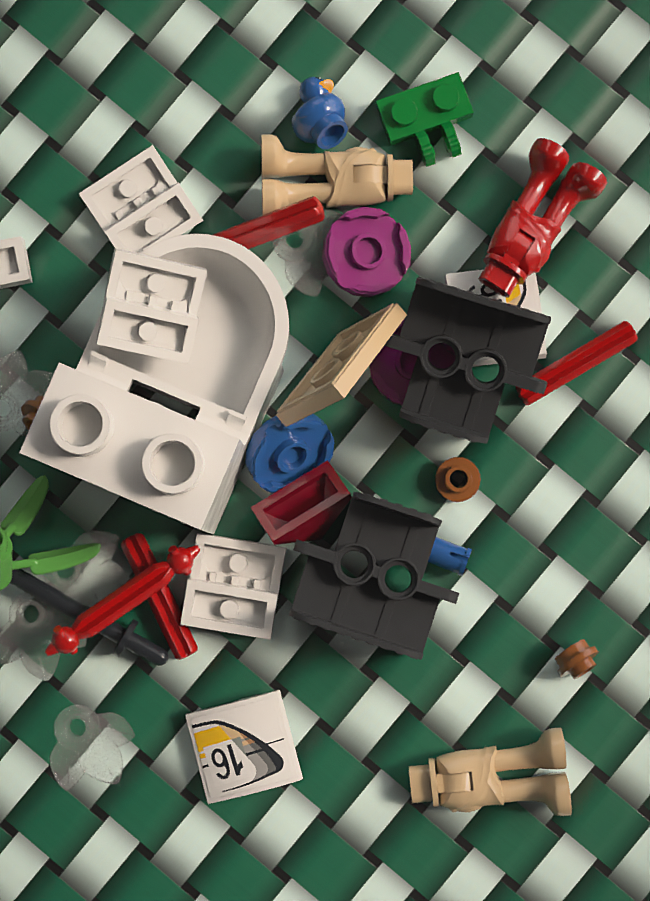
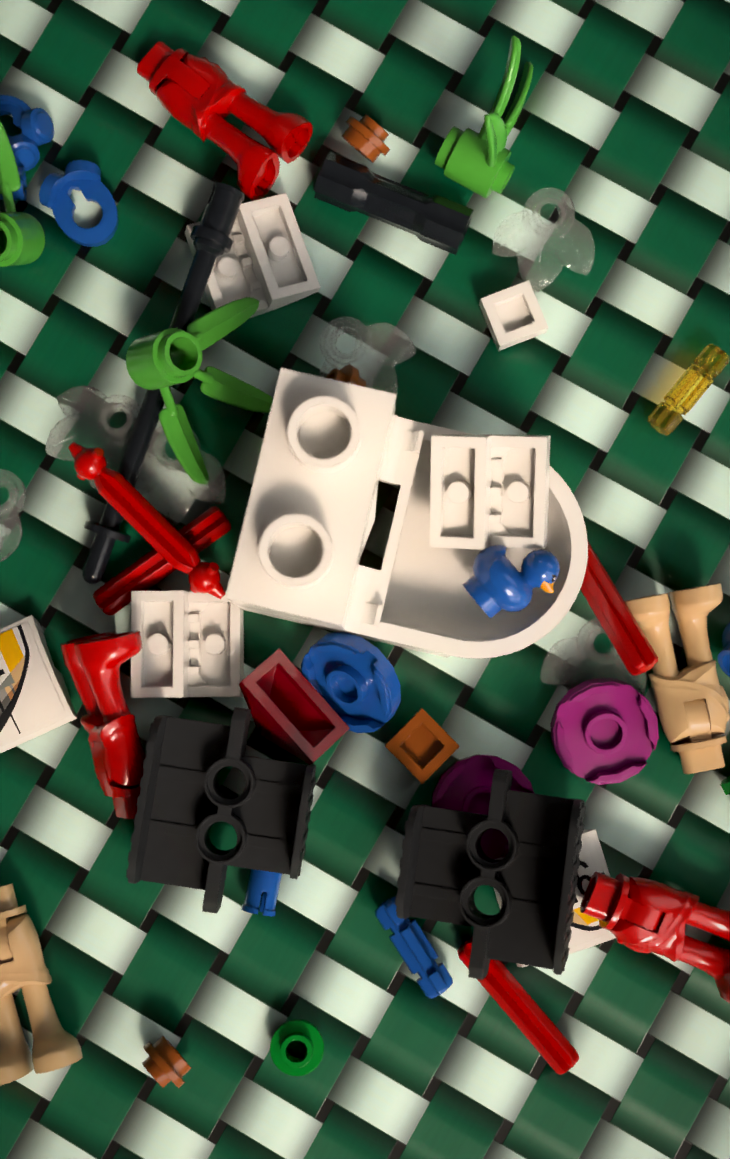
camera: 80 degrees right, 0 degrees up
(95, 130) = (688, 389): none -> clear yellow axle
(140, 203) = (611, 457): white slope -> none
(230, 311) = (501, 586): none -> blue animal
(288, 660) = (112, 729): none -> red piece
(341, 365) = (460, 727): tan tile -> none
(356, 408) = (422, 745): none -> dark orange plate
(444, 485) = (354, 867): dark orange plate -> none
(516, 439) = (414, 950): none -> blue axle
(568, 553) = (302, 1031): none -> green plate

